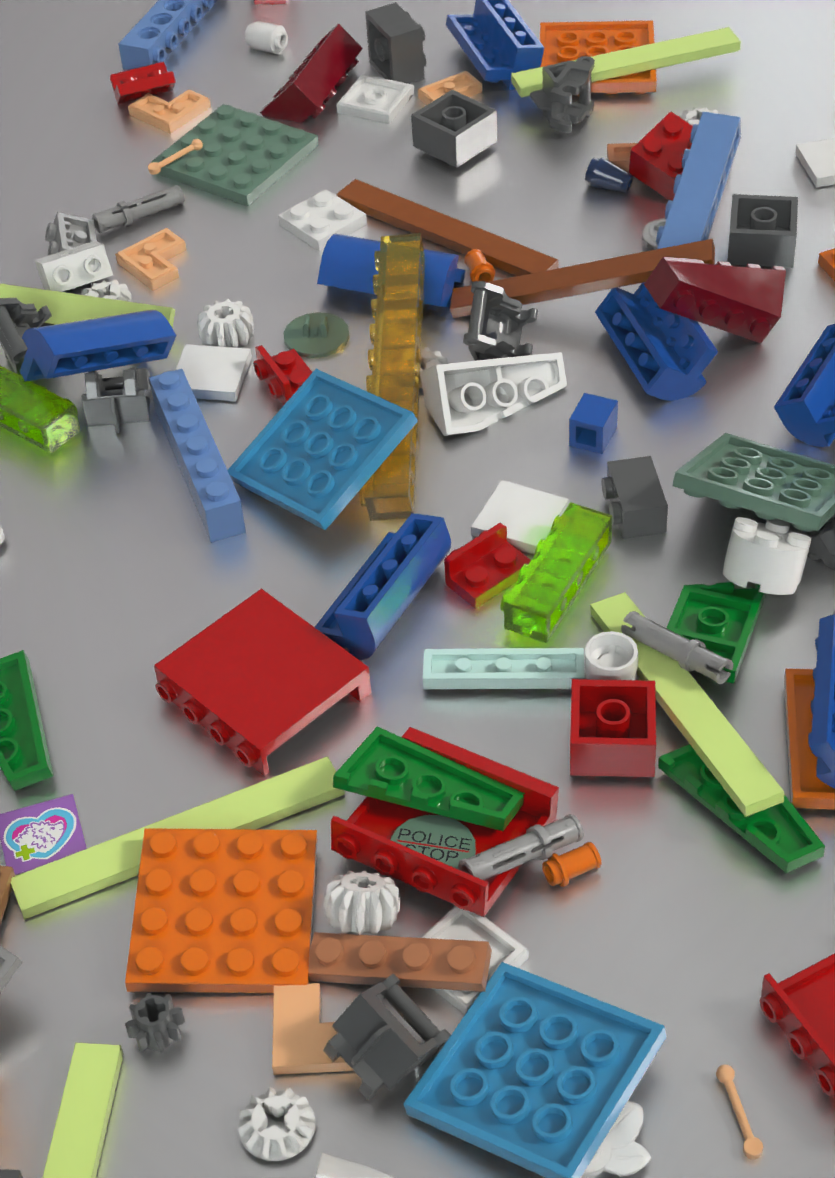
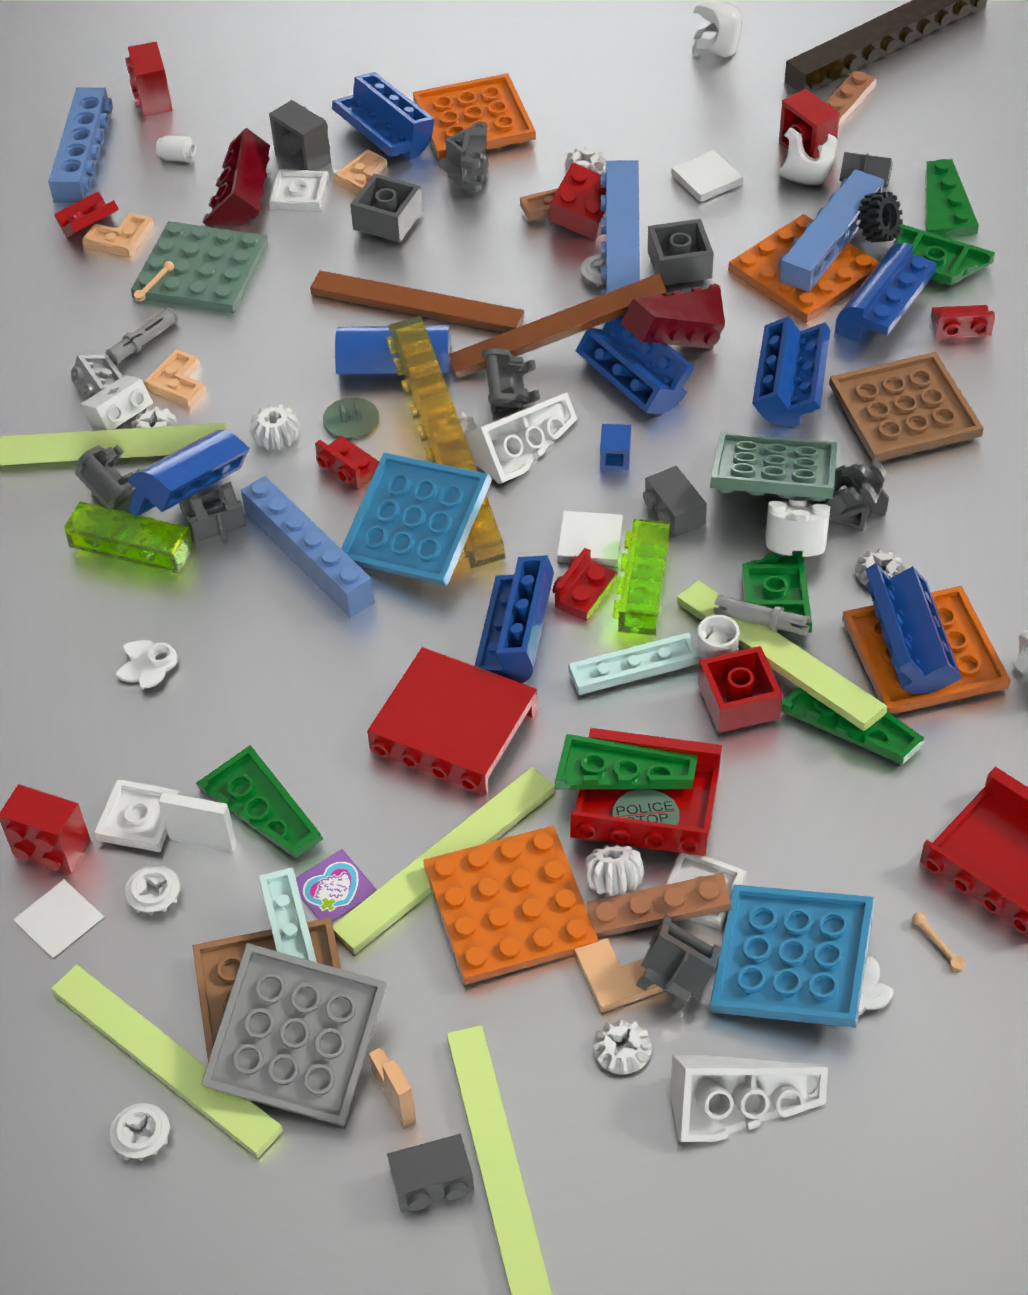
camera: 20 degrees left, 5 degrees up
(155, 1022) = (500, 1001): dark grey gear -> none
(215, 370) = (283, 467): white tile -> none
(322, 217) = (307, 313): white plate -> none
(479, 268) = (465, 333): orange pin -> none
(537, 843) = (723, 791): light grey pin -> none
(571, 864) = (743, 805): orange pin -> none
(608, 176) = (532, 226): dark blue cone -> none
(642, 58) = (511, 113): yellowish green tile -> none

